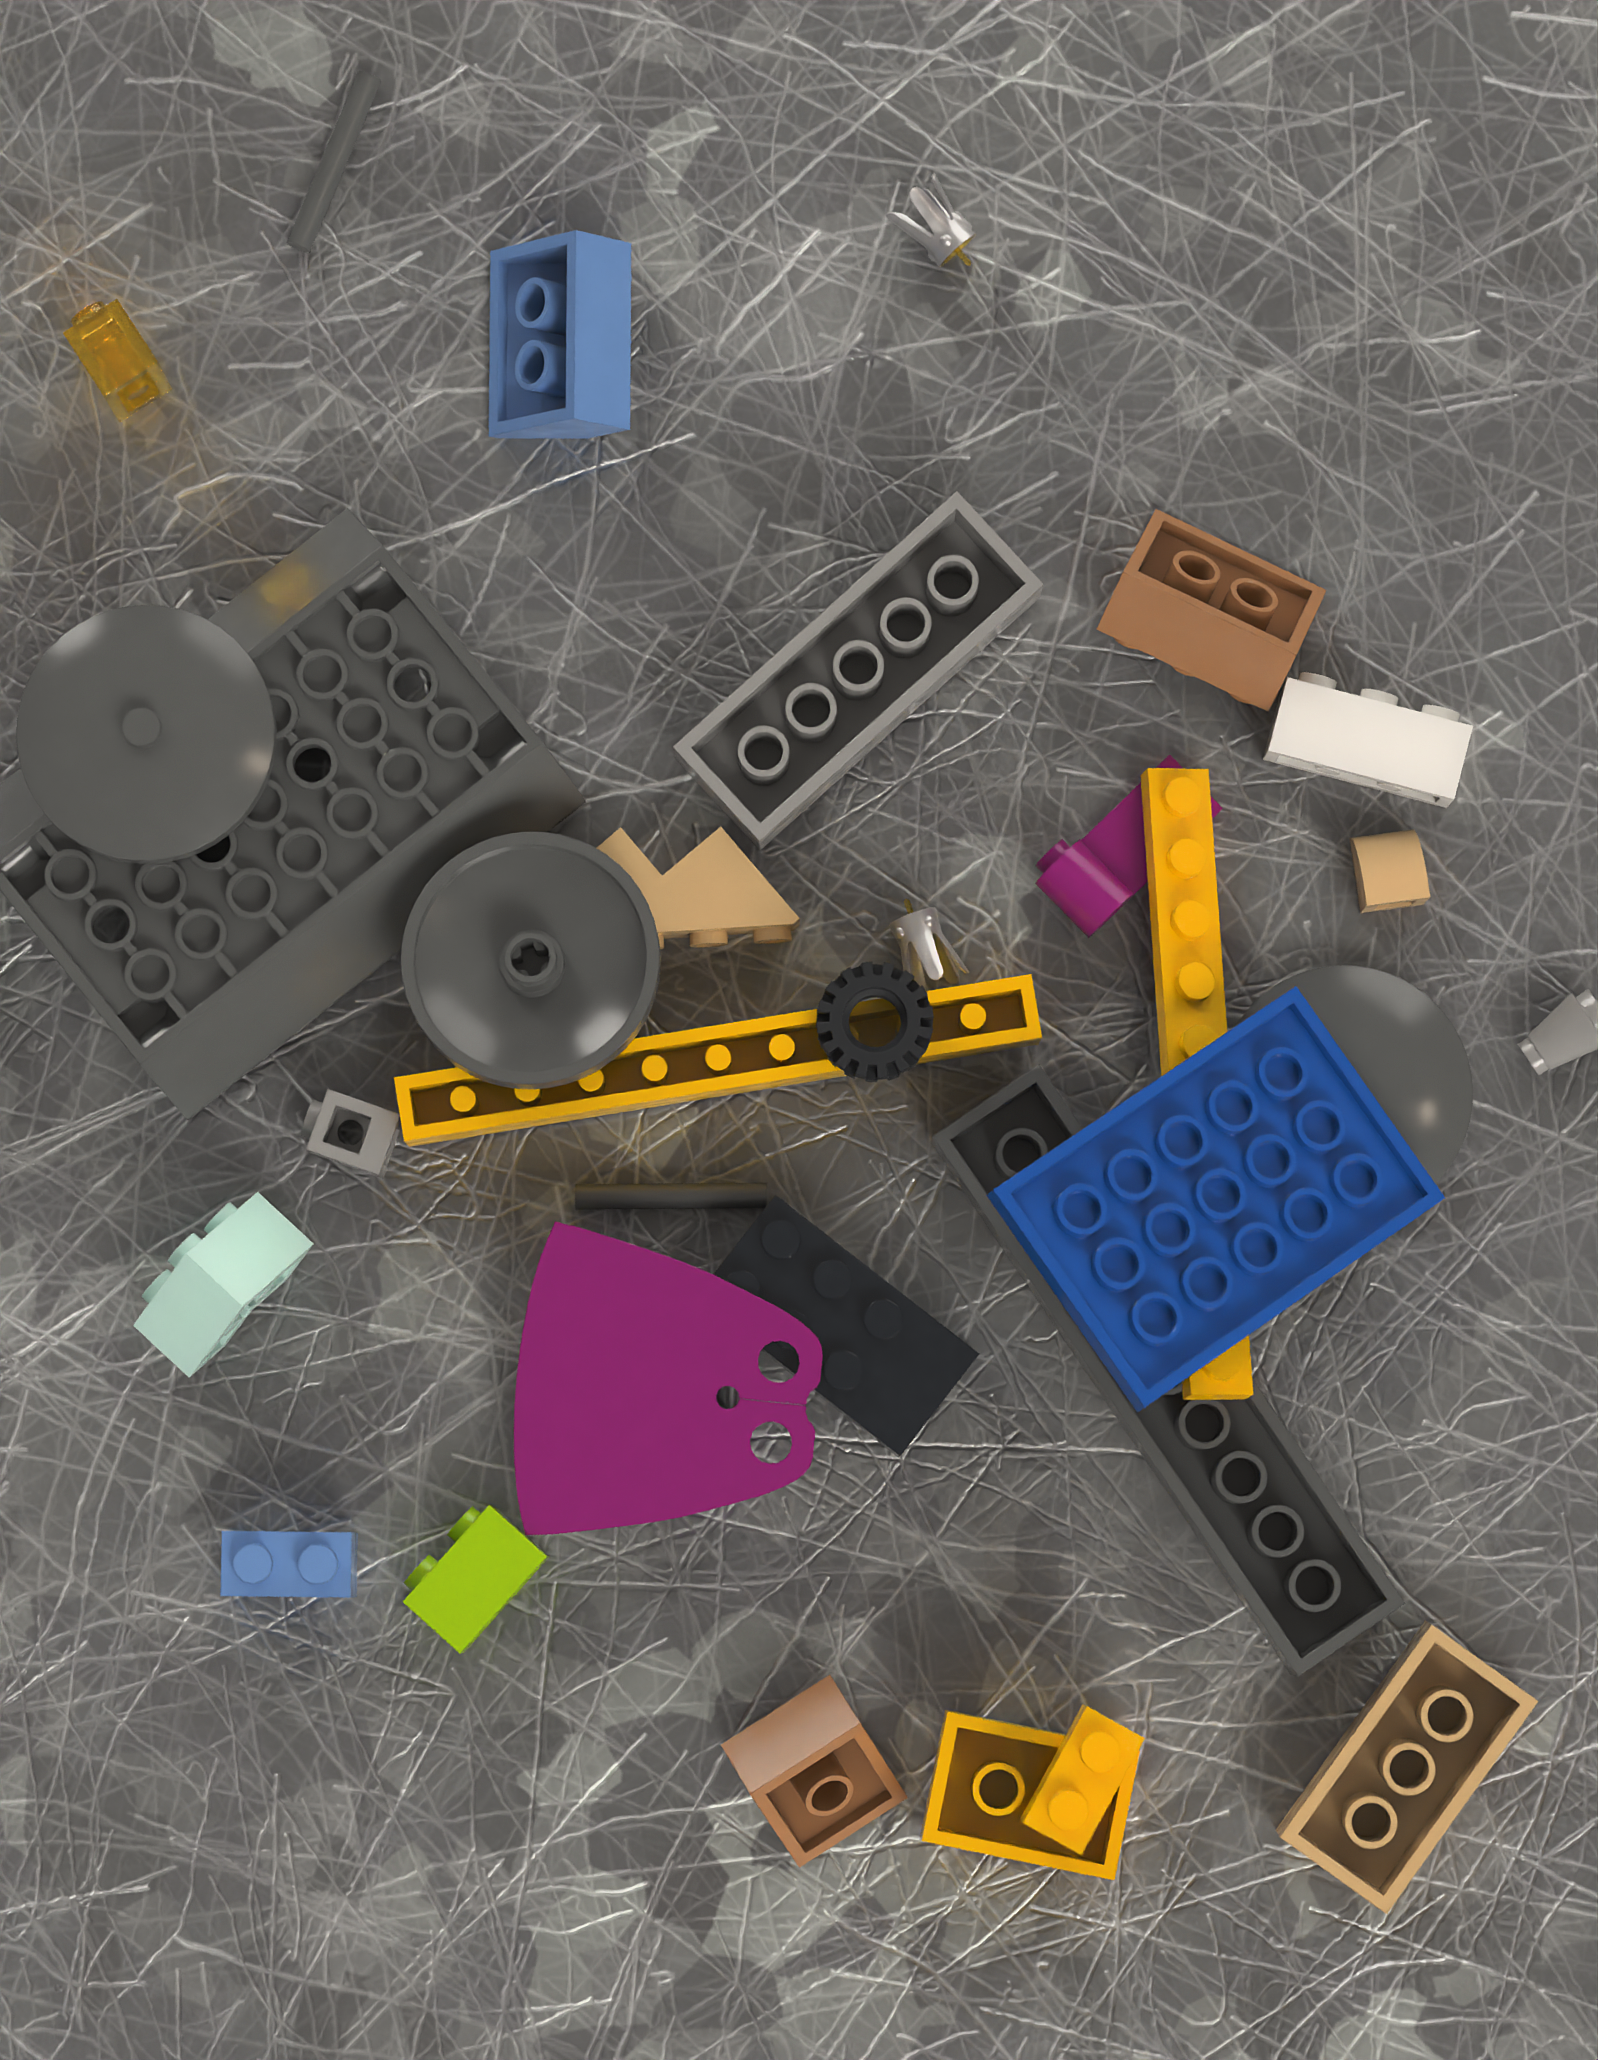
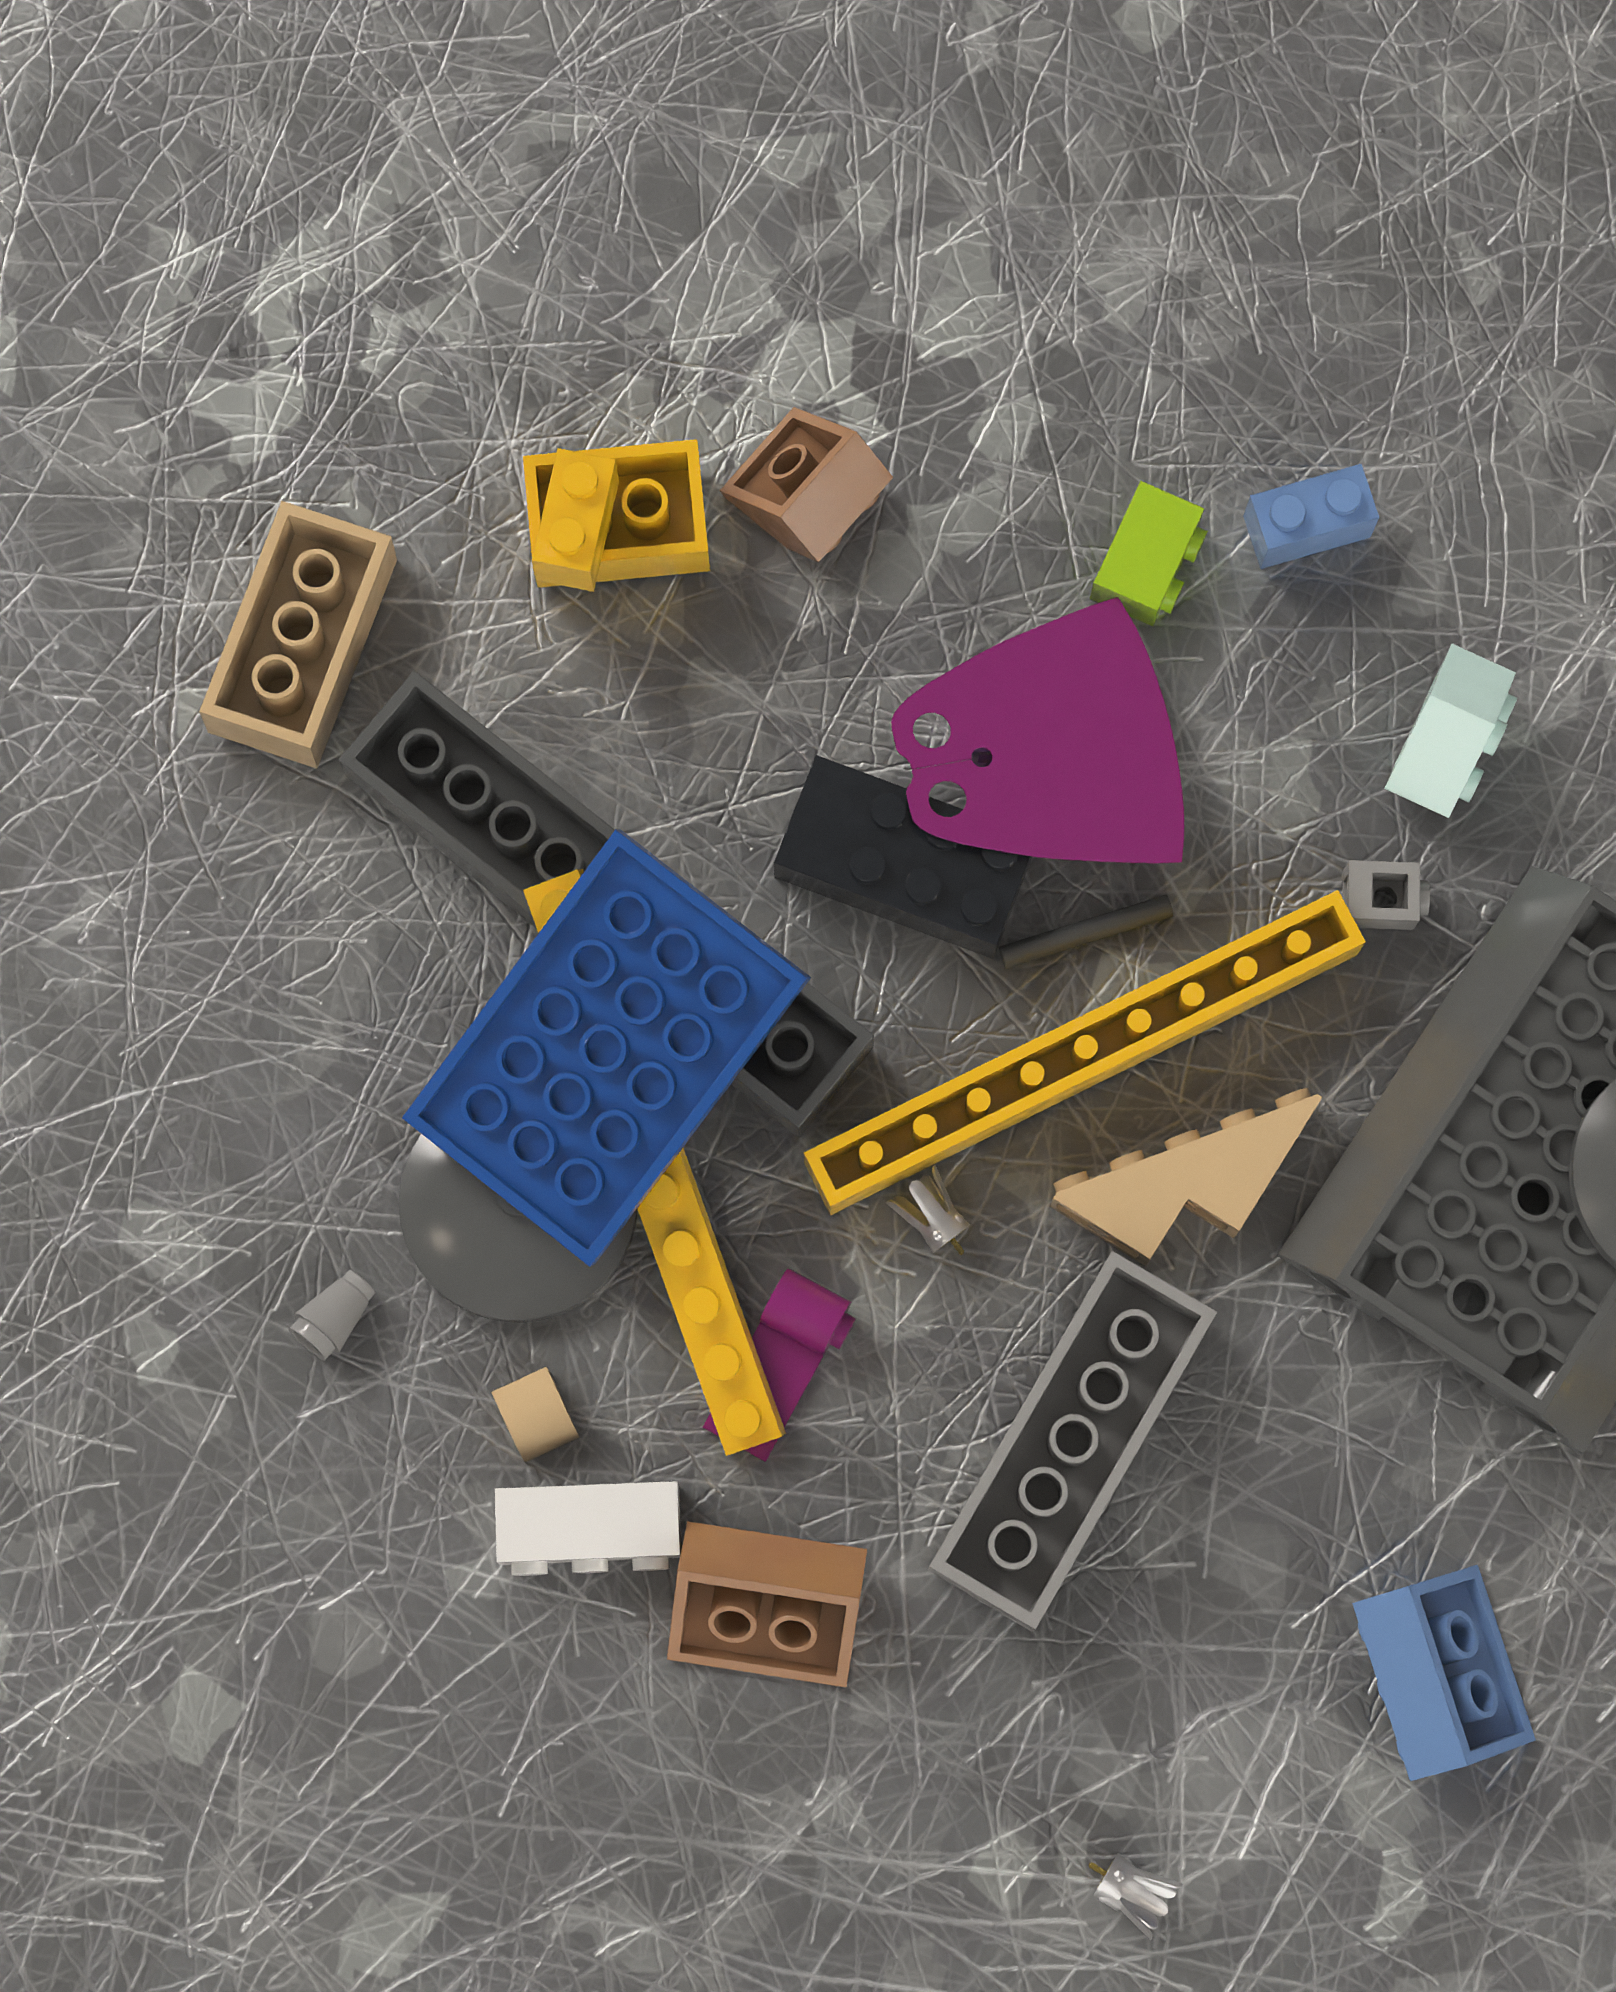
camera: 165 degrees right, 5 degrees down
(531, 960) = (1280, 1078): dark grey dish -> none
(885, 983) = (957, 1077): black tyre -> none

